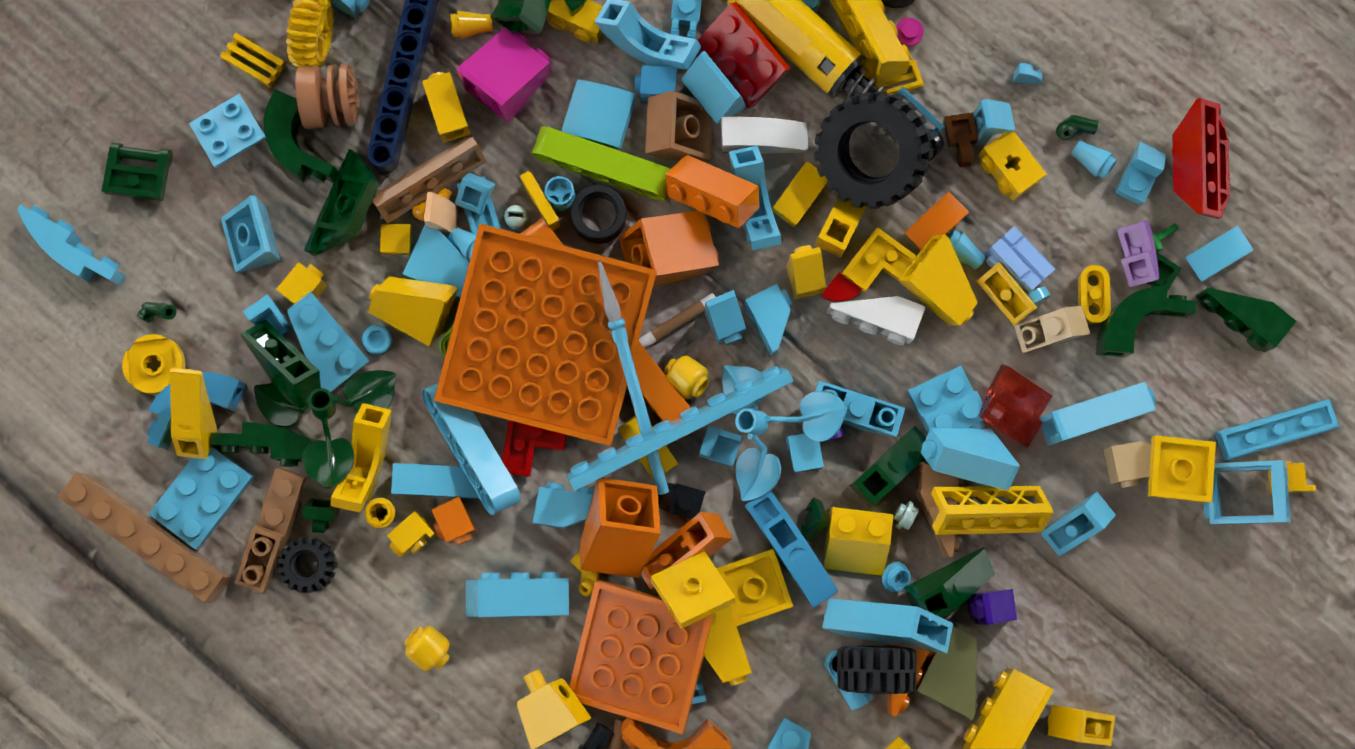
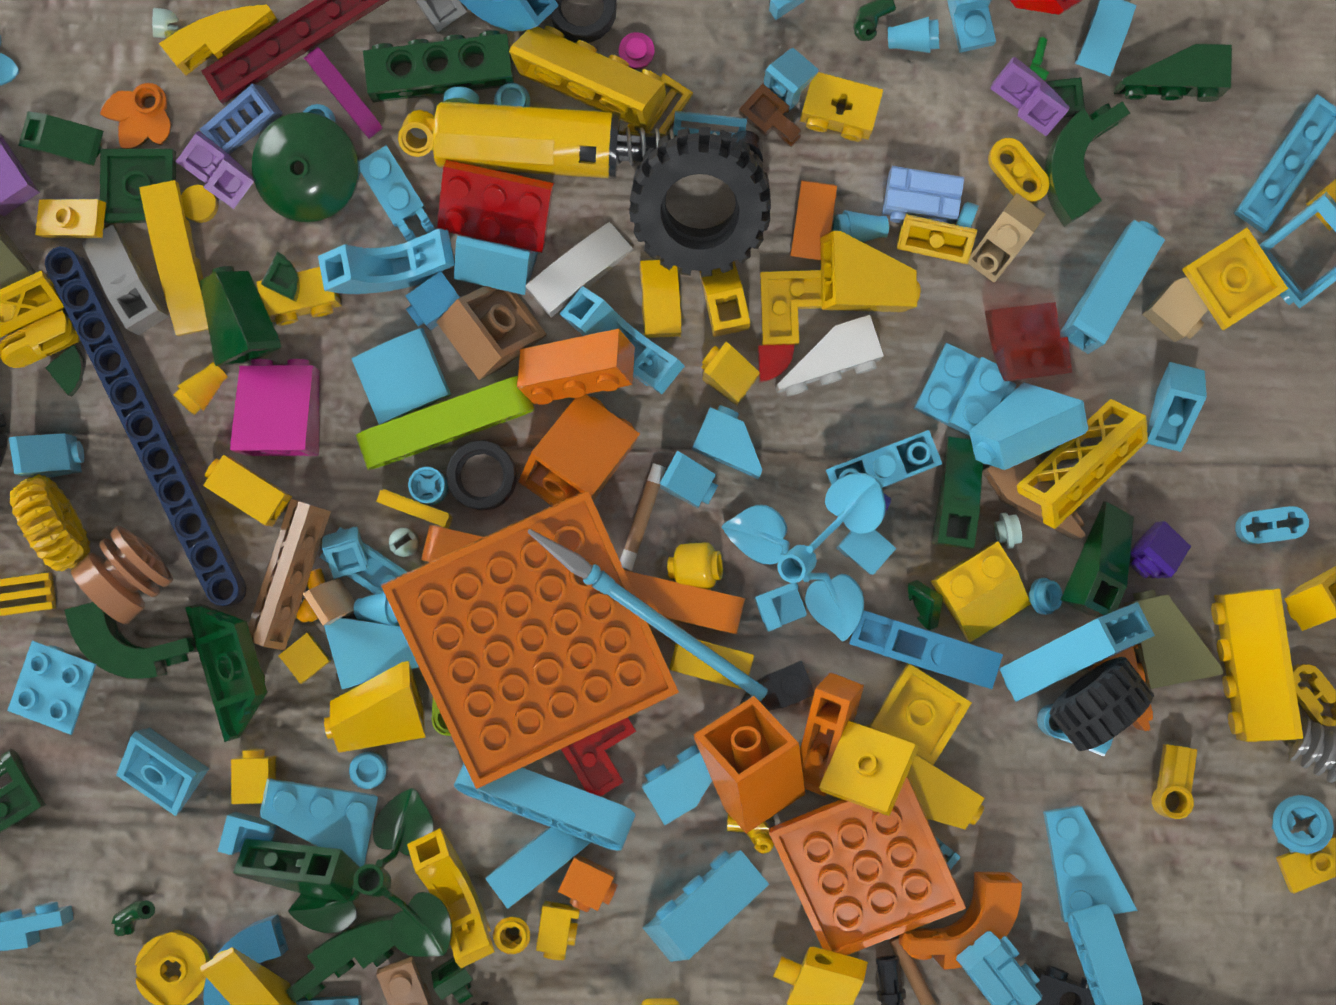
camera: 35 degrees left, 5 degrees up
(667, 432) = (726, 636): medium azure plate -> none
(1085, 646) = (1273, 533): none -> medium azure beam

